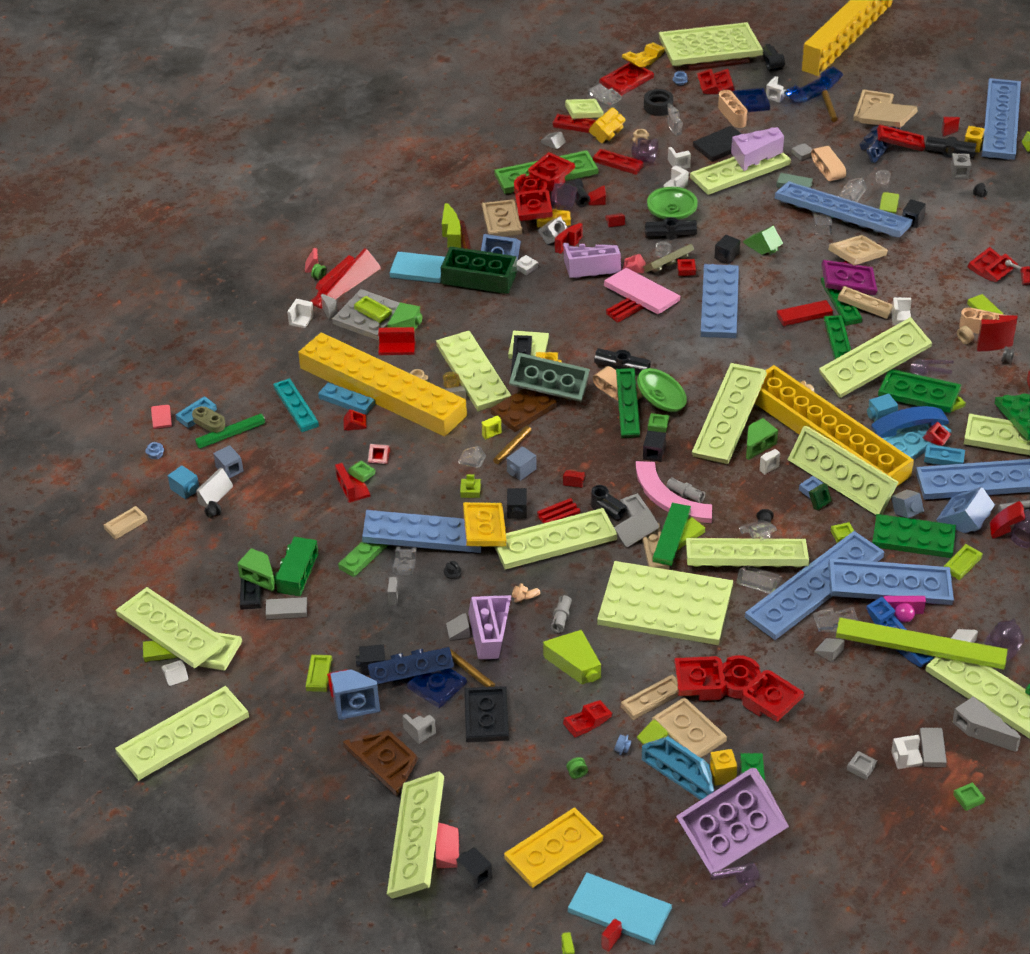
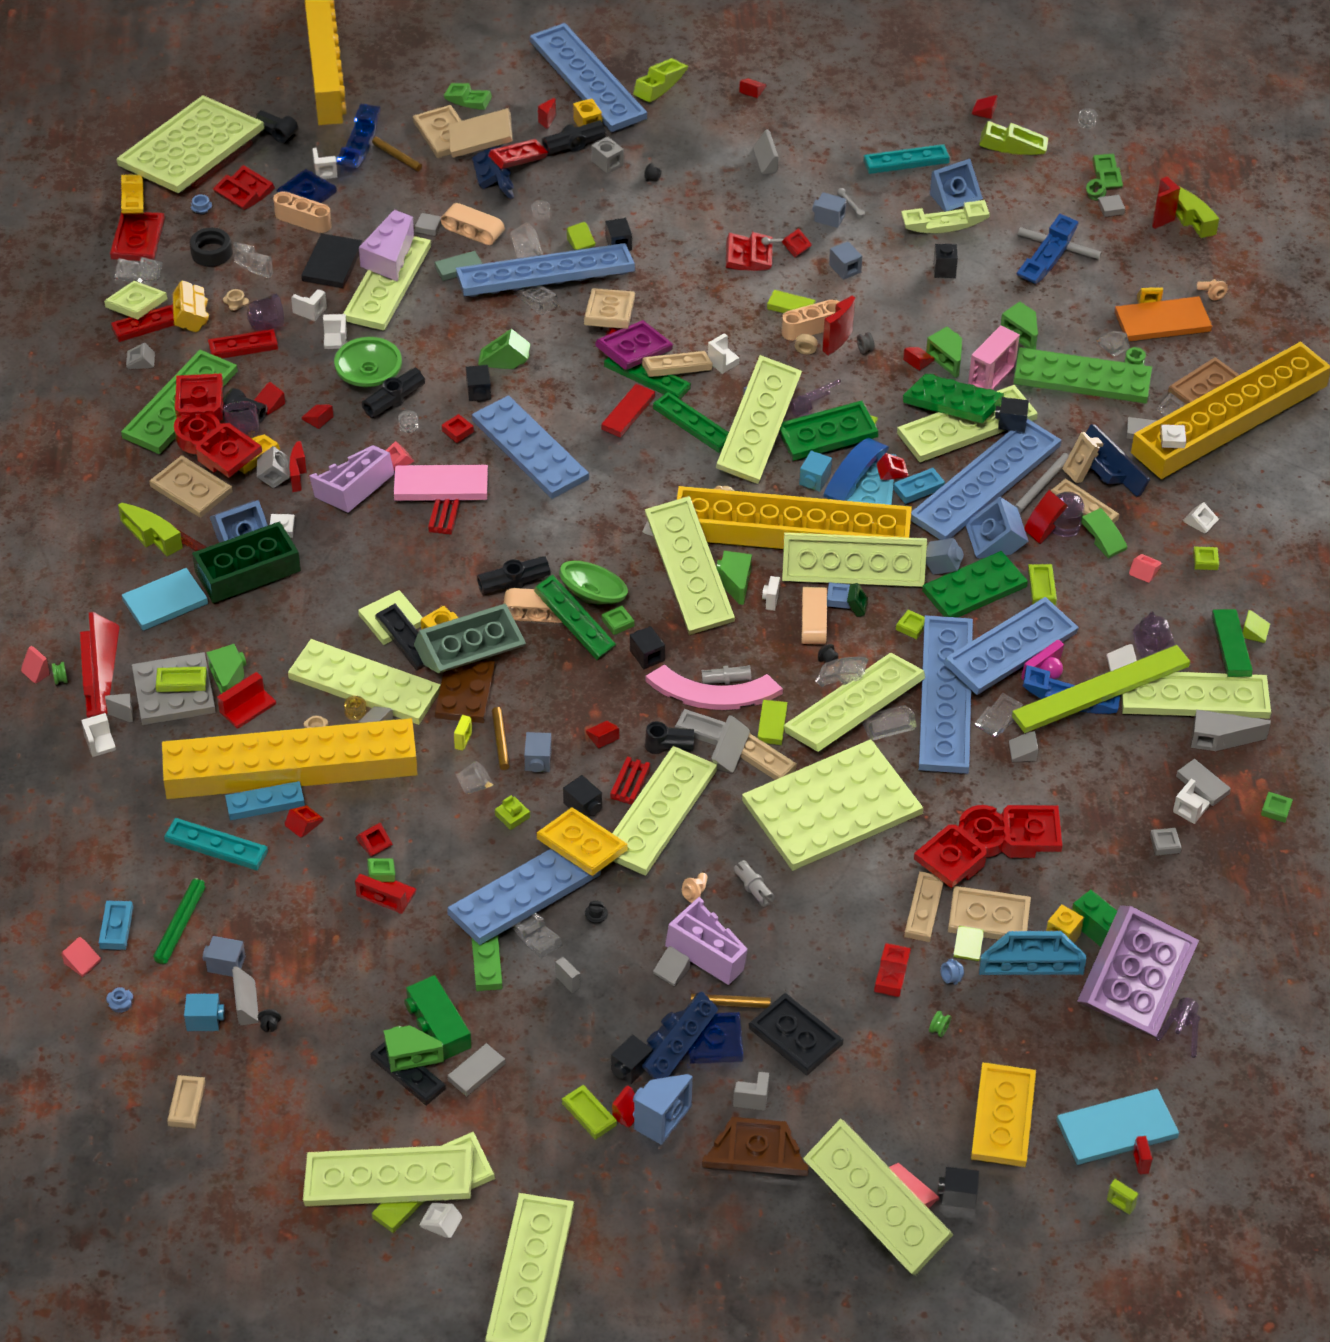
camera: 45 degrees left, 5 degrees up
(208, 419) = (147, 923): olive plate -> none
(573, 656) = (817, 917): lime slope -> none
(669, 259) = (429, 429): olive plate -> none
(671, 534) = (767, 729): green tile -> none
(780, 489) = (814, 615): none -> light nougat beam
(910, 94) = (463, 95): none -> bright green slope

